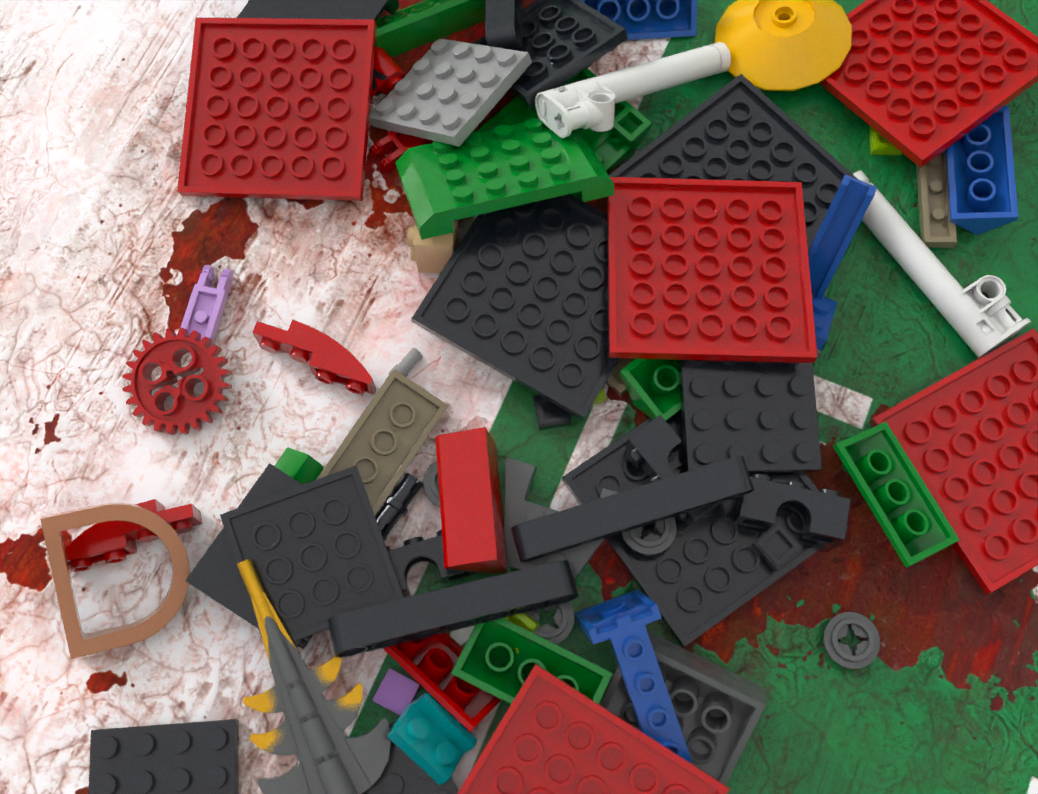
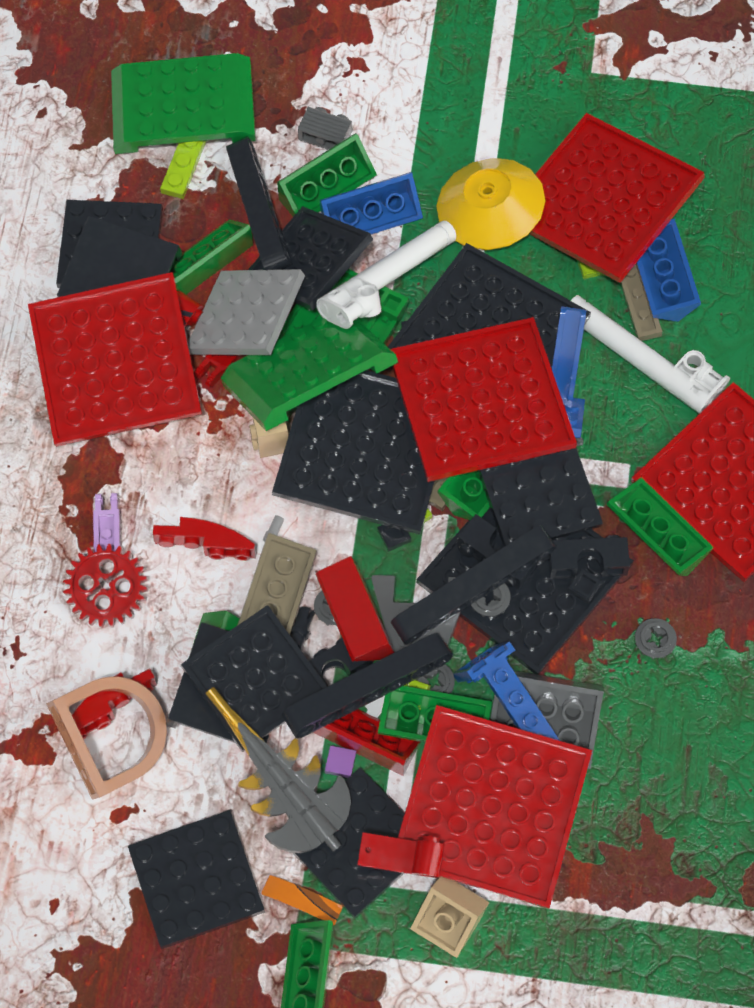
camera: 15 degrees left, 5 degrees down
(431, 737) = (377, 779): teal bracket -> none

